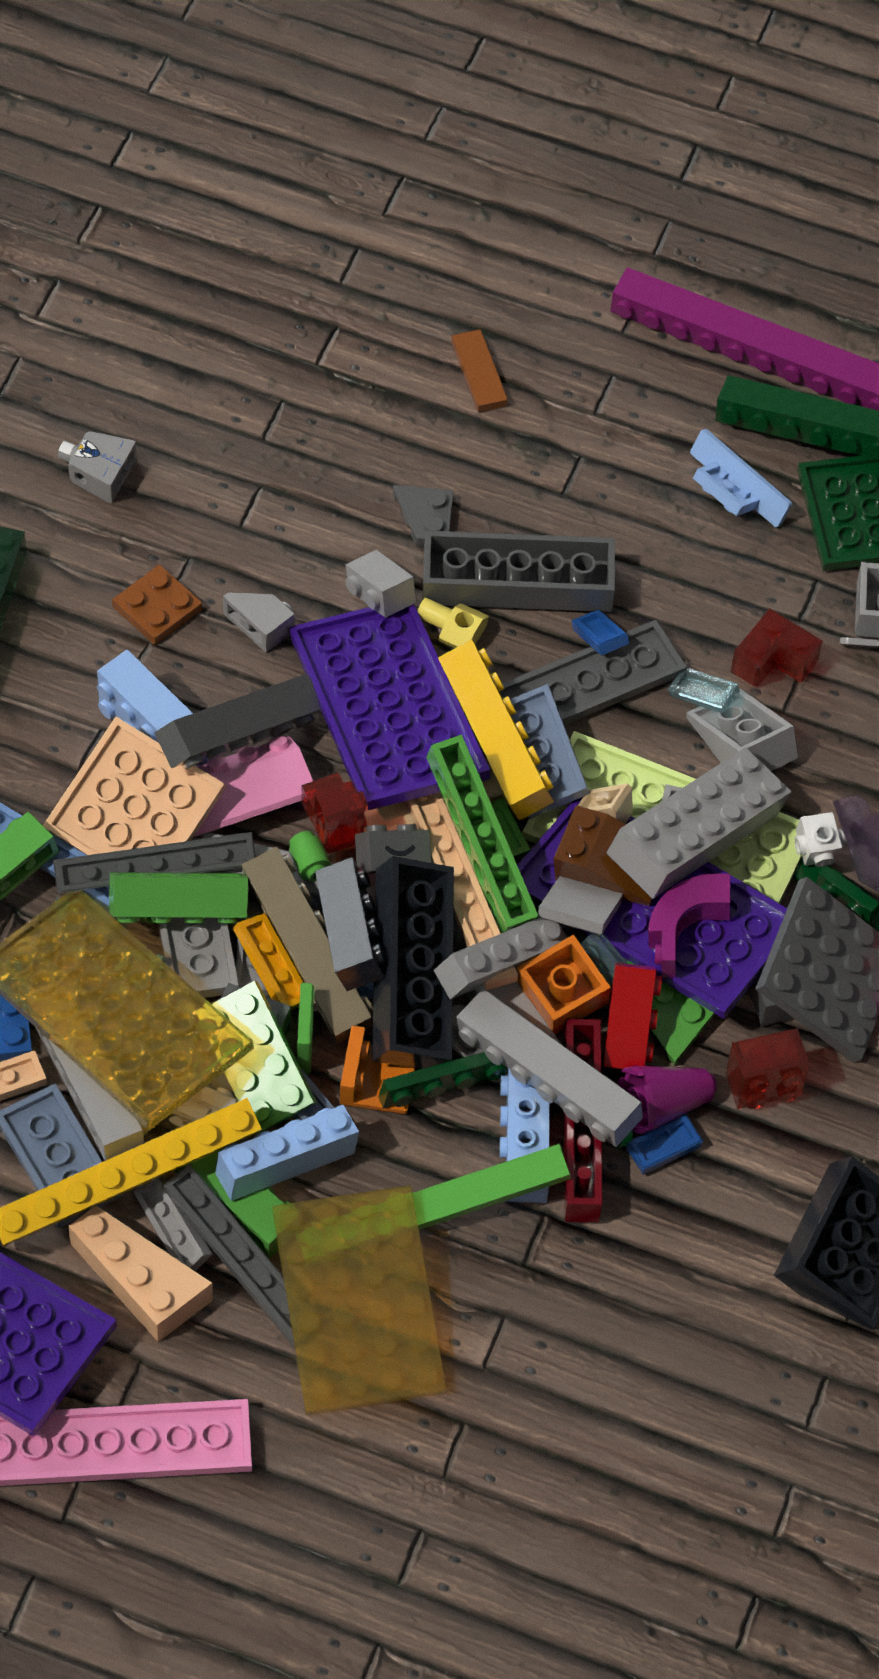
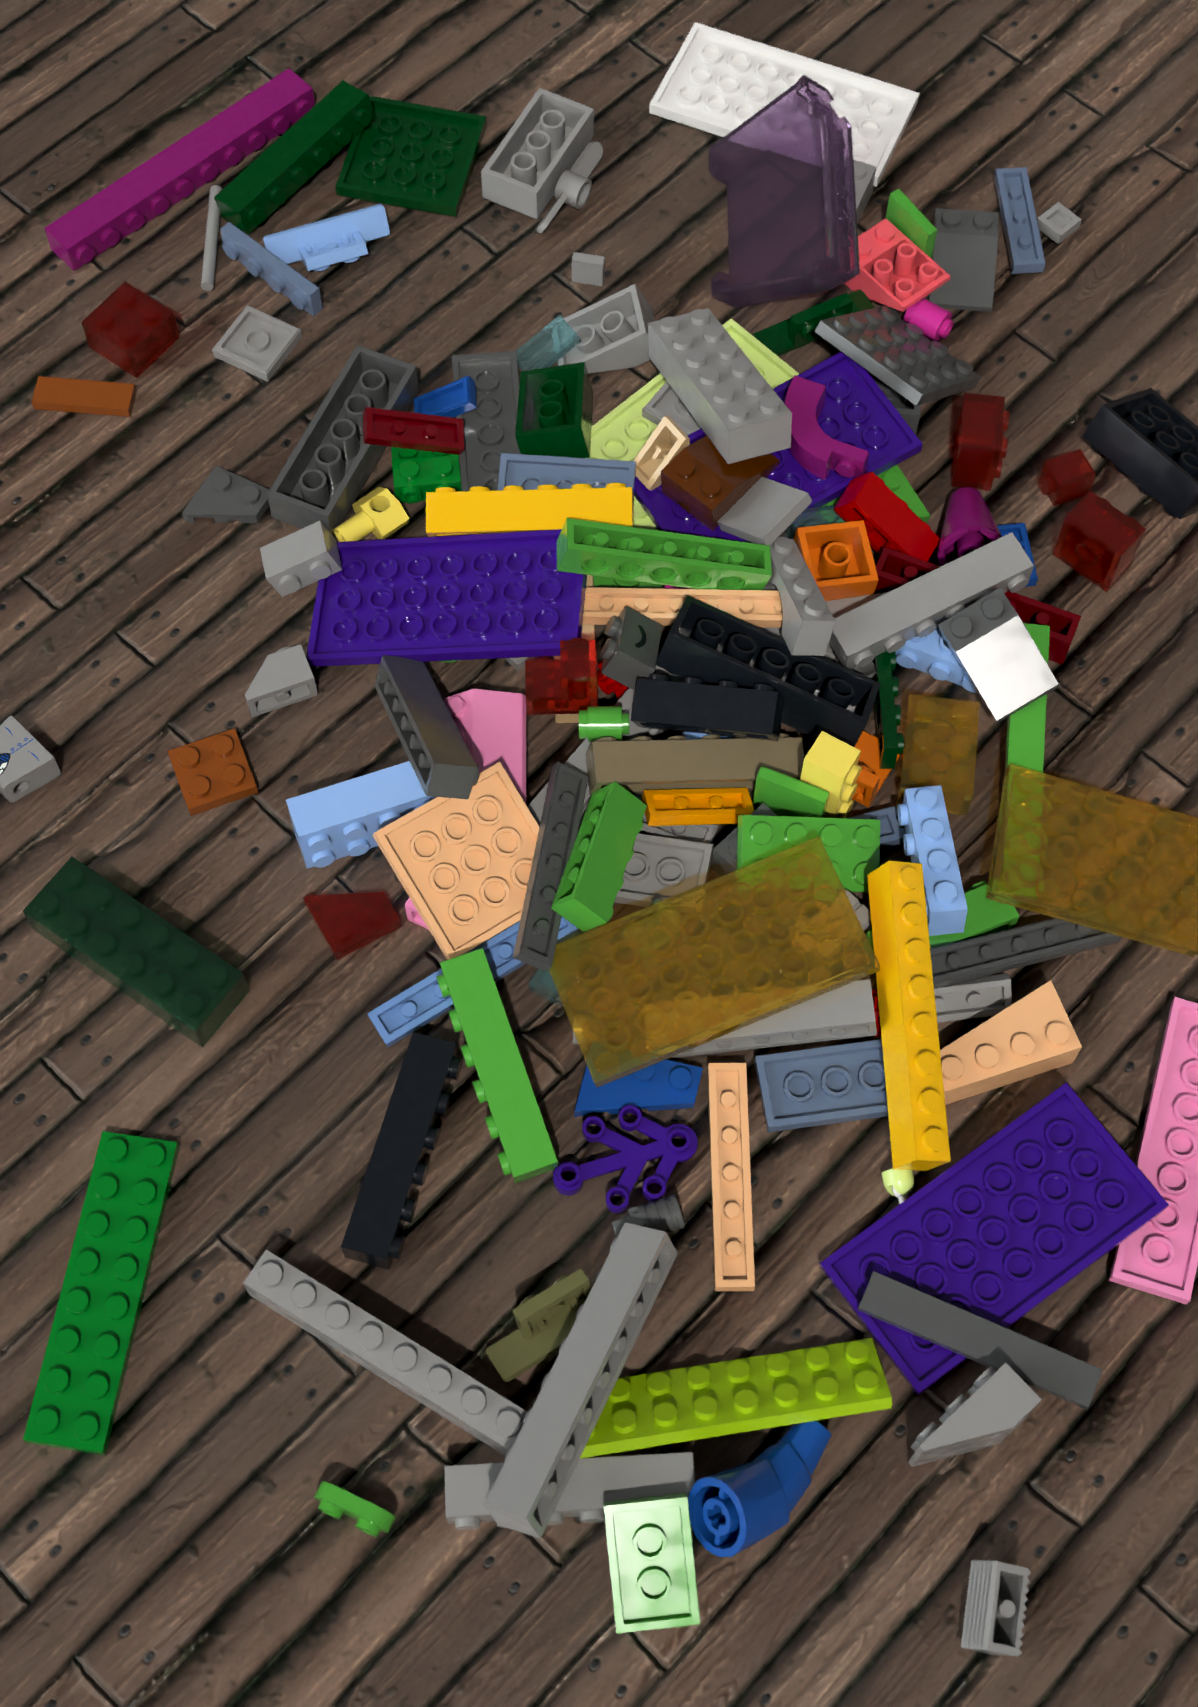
camera: 65 degrees left, 5 degrees up
(60, 749) = (352, 919): none -> clear red wing
(329, 1044) = (833, 768): none -> light yellow brick
(412, 1138) = (940, 749): none -> clear yellow brick
(515, 1136) = (998, 655): none -> slope
(525, 643) = (423, 472): none -> green plate
(543, 612) = (413, 431): none -> dark red plate
(559, 373) = (130, 329): none -> clear red brick
(600, 473) = (257, 343): none -> light grey tile
(620, 715) = (555, 411): none -> dark green brick
(682, 440) = (271, 269): none -> sand blue plate
(686, 398) = (211, 241): none -> light grey bar
(704, 1204) = (1098, 541): none -> clear red brick
(774, 1163) = (1066, 477): none -> clear red brick
(776, 644) = (527, 277): clear red brick -> none
(812, 692) = (588, 269): none -> light grey tile
(819, 839) = (757, 314): white brick -> none

